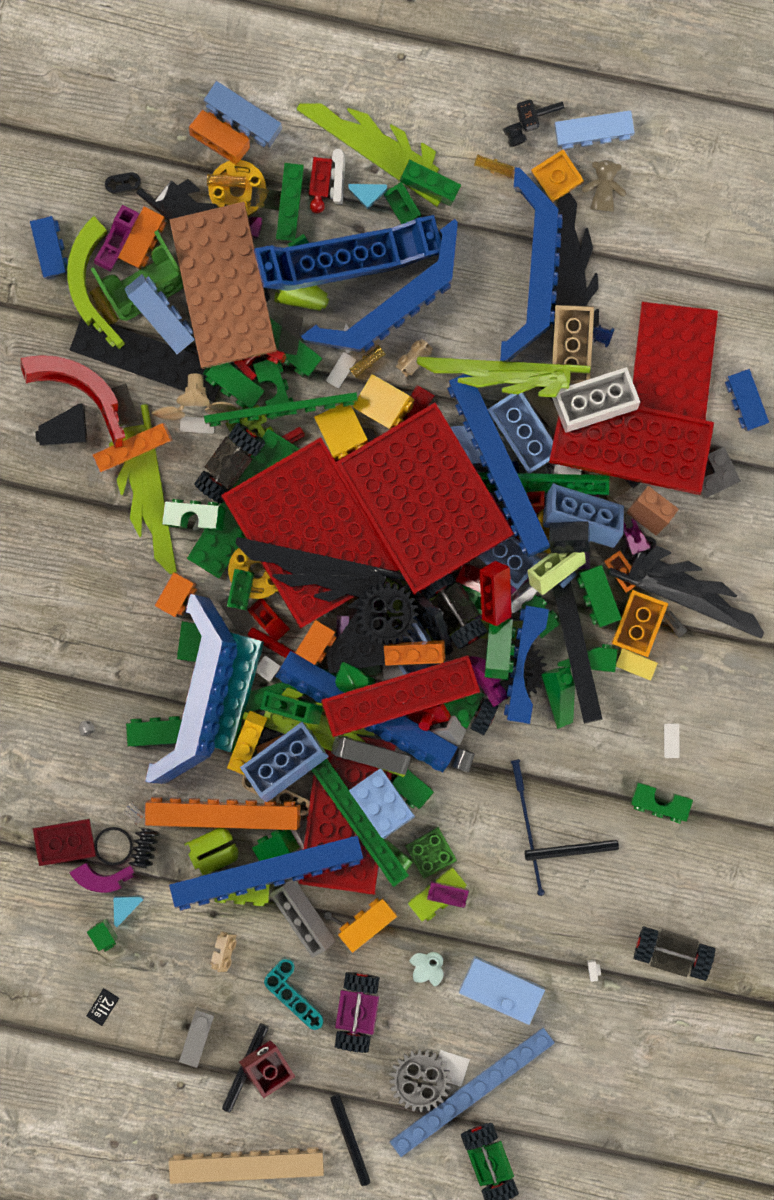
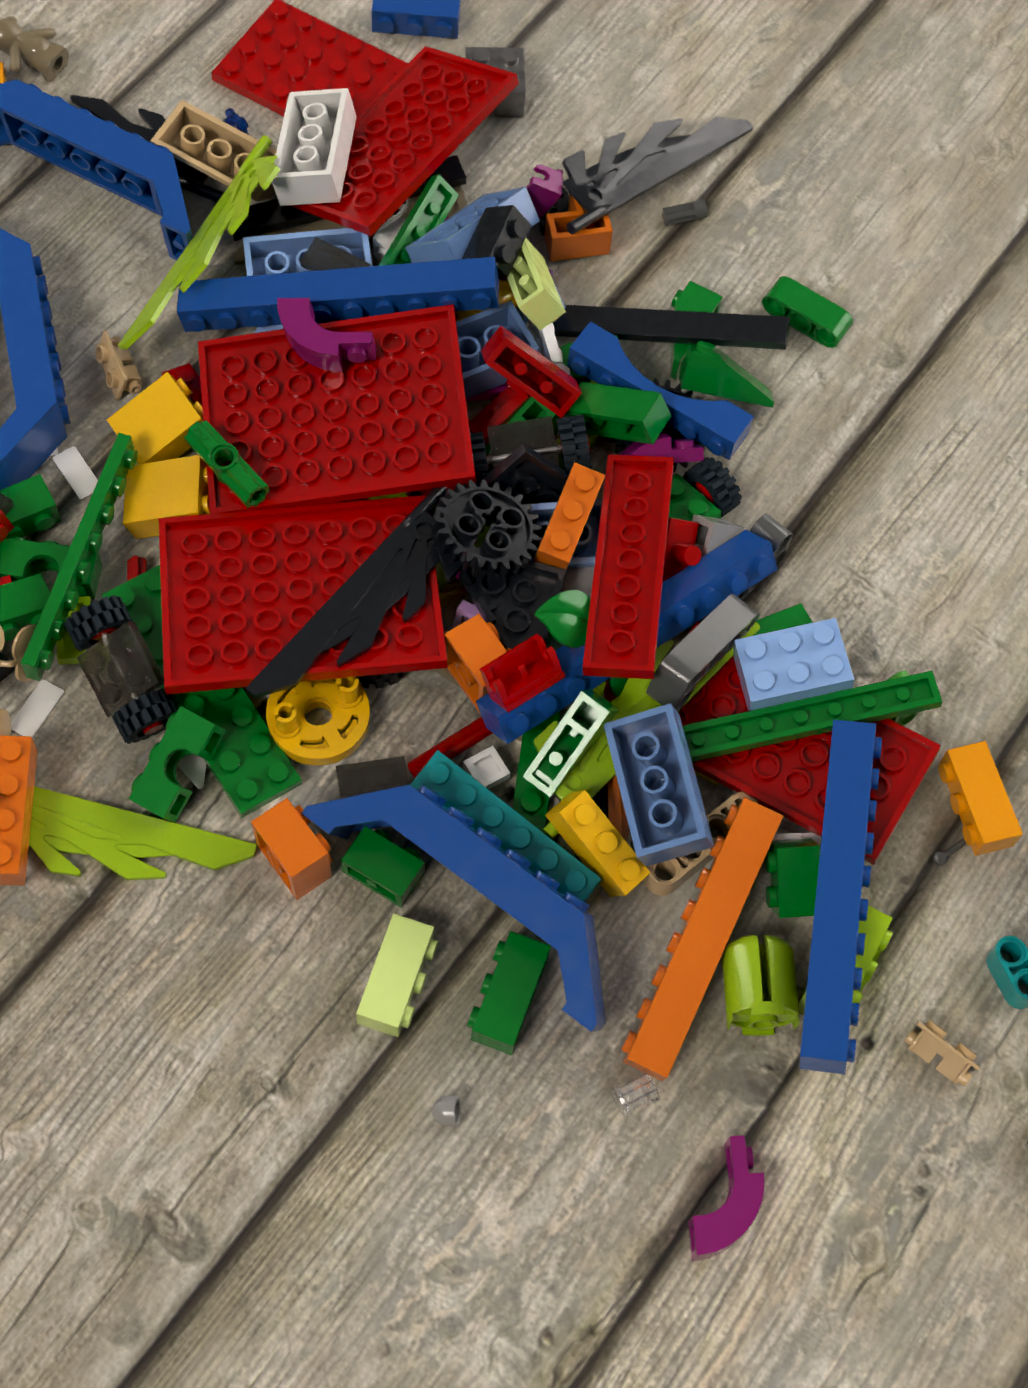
camera: 75 degrees left, 25 degrees down
(64, 842) = (636, 1245): dark red plate -> none
(102, 1007) = (968, 1317): black sticker -> none
(103, 935) = (839, 1244): green brick -> none
(116, 863) = (676, 1197): black piece -> none
(124, 906) = (800, 1188): medium azure slope -> none
(139, 674) = (397, 976): none -> yellowish green brick
(144, 847) = (705, 1102): black piece -> none
(240, 589) = (334, 744): green hinge -> none
(268, 619) = (408, 730): red slope -> none
(302, 917) = (938, 888): light grey brick -> none
(308, 670) = (522, 673): none -> red hinge
(367, 361) = (85, 427): clear yellow pin -> none
(368, 447) = (238, 475): none -> green piece
(426, 908) = (968, 674): lime brick -> none
(431, 852) = (891, 651): bright green tile -> none
(447, 894) = (978, 645): magenta hinge -> none
(453, 469) = (320, 346): none -> magenta arch
(520, 788) = (842, 497): dark blue piece -> none
(525, 449) = (328, 257): none -> clear smoke tile
(570, 850) = (967, 467): black axle -> none
(598, 596) = (601, 270): green brick -> none
(634, 723) = (808, 311): none -> green beam
(636, 664) = (726, 275): light yellow tile -> none
(639, 623) = (664, 243): light orange brick -> none
(652, 510) = (508, 152): nougat brick -> none
(671, 741) = (852, 285): white sticker -> none
(677, 808) = (927, 341): green arch -> none

